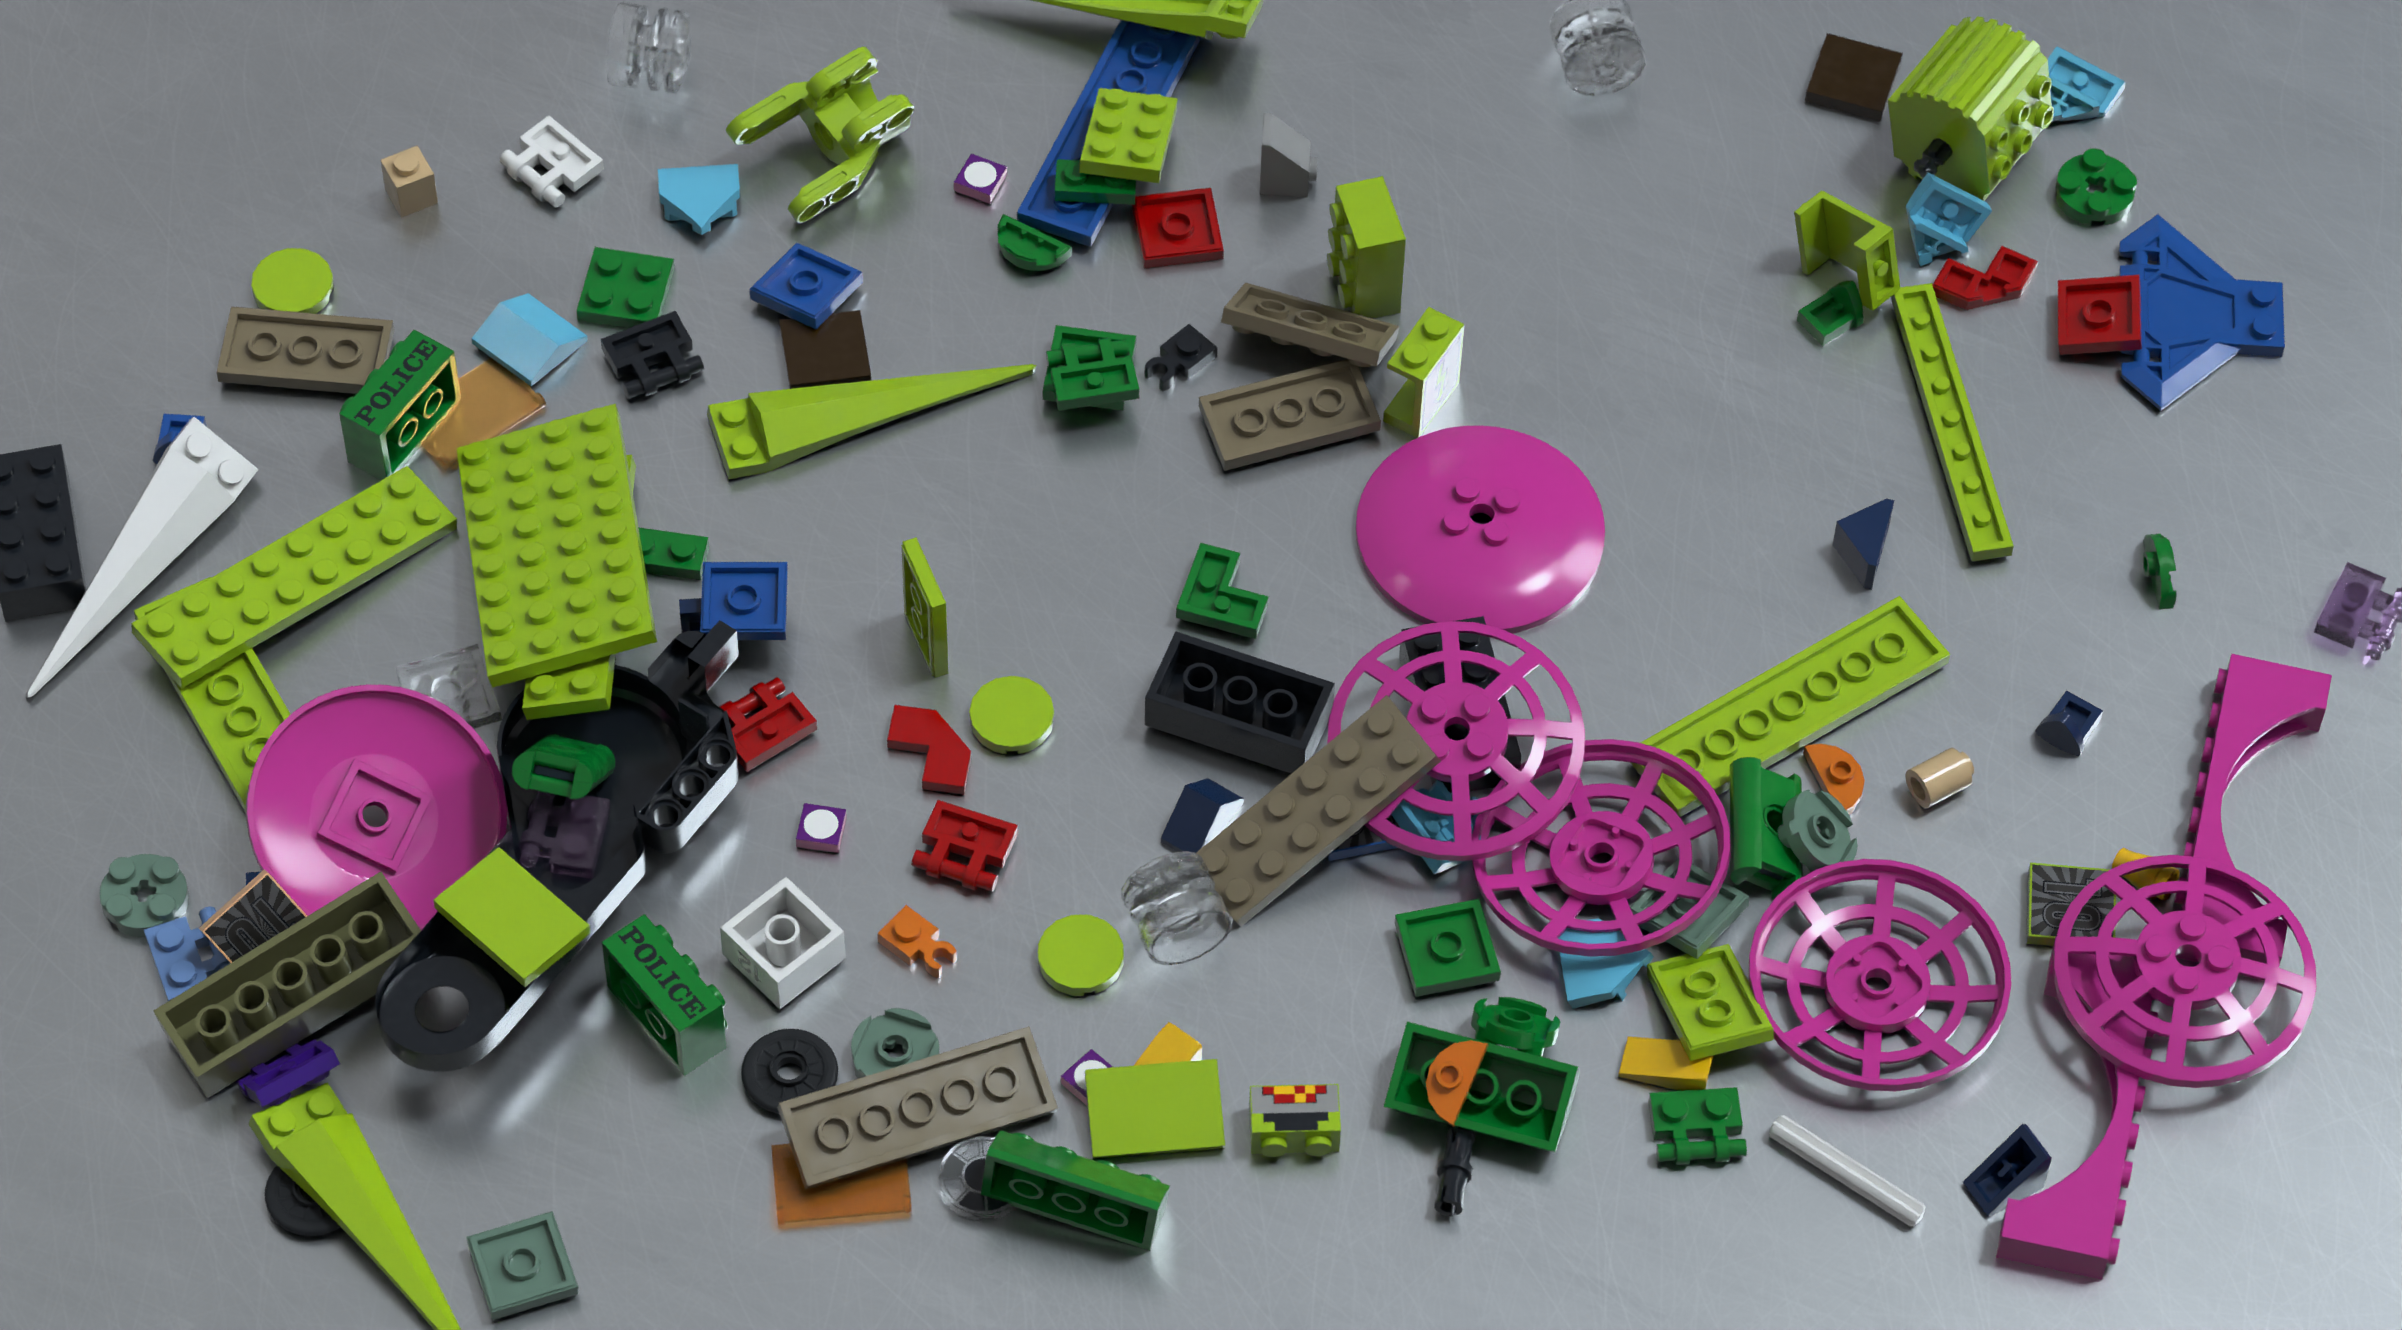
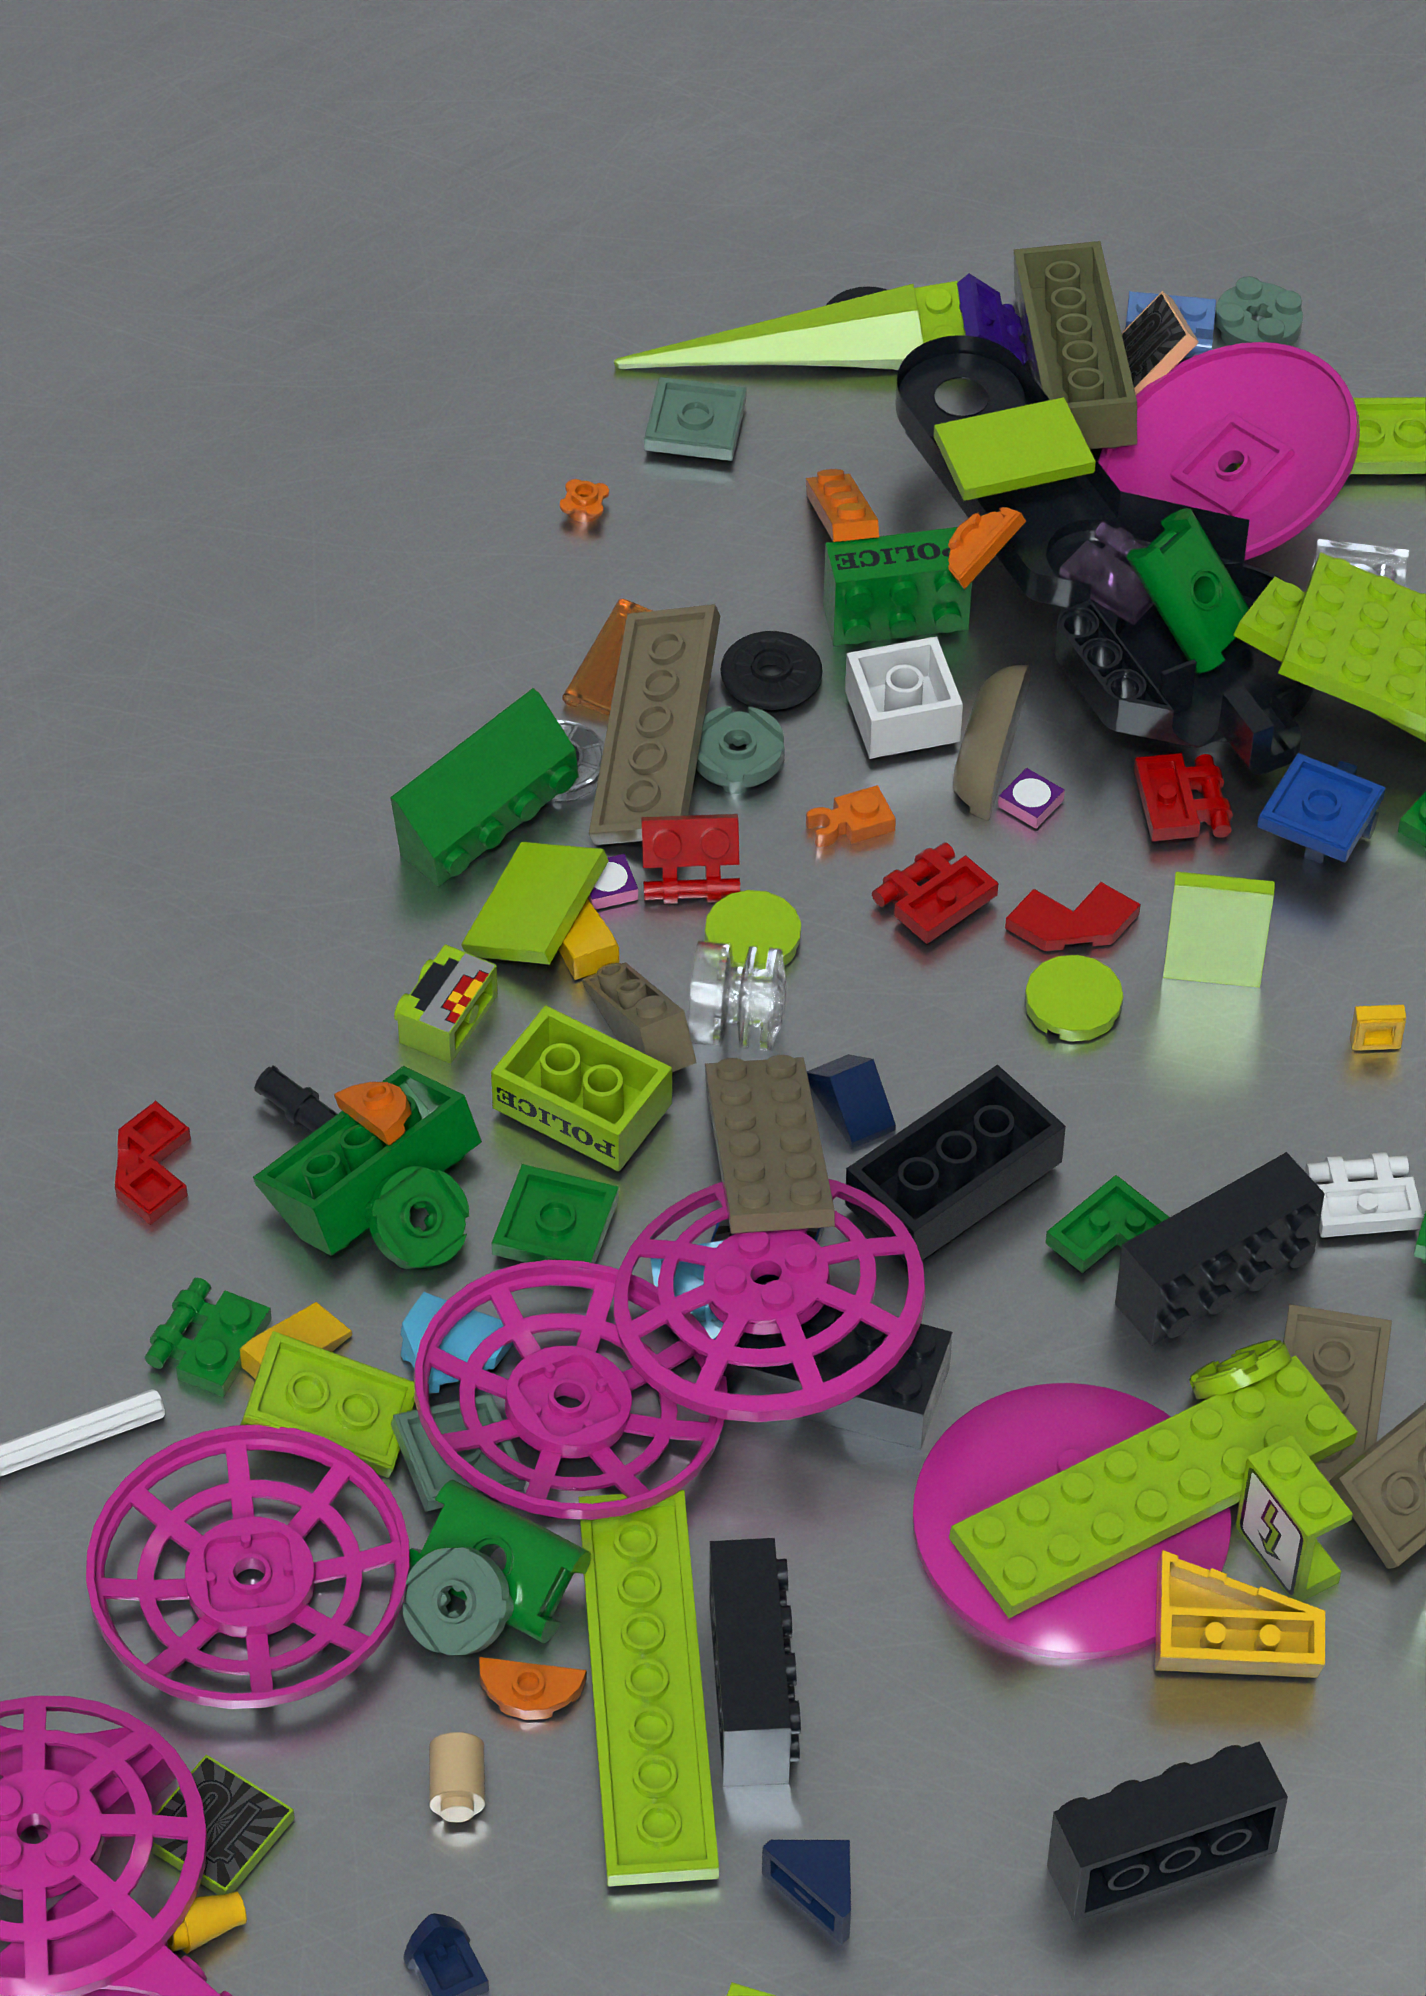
camera: 120 degrees right, 5 degrees down
(600, 1070) = (841, 506): none -> orange plate
(629, 903) = (979, 541): none -> orange plate
(671, 1317) = (584, 500): none -> orange plate
(738, 878) = (990, 738): none -> dark tan brick
(927, 505) = (1377, 1027): none -> yellow tile
(1046, 1014) = (690, 842): none -> red plate
(1098, 452) = (1366, 1205): none -> white plate
(1214, 505) = (1219, 1249): none -> black brick
(1222, 981) = (641, 1015): none -> dark tan slope
(1309, 458) = (1241, 1369): none -> lime tile
(1325, 976) = (582, 1088): none -> lime brick
(1448, 462) = (1143, 1488): none -> lime plate
(1526, 383) = (1232, 1627): none -> yellow wedge
(1559, 1269) = (139, 1176): none -> red tile
(1706, 356) = (1166, 1830): none -> black brick
(1745, 634) = (753, 1662): none -> black brick

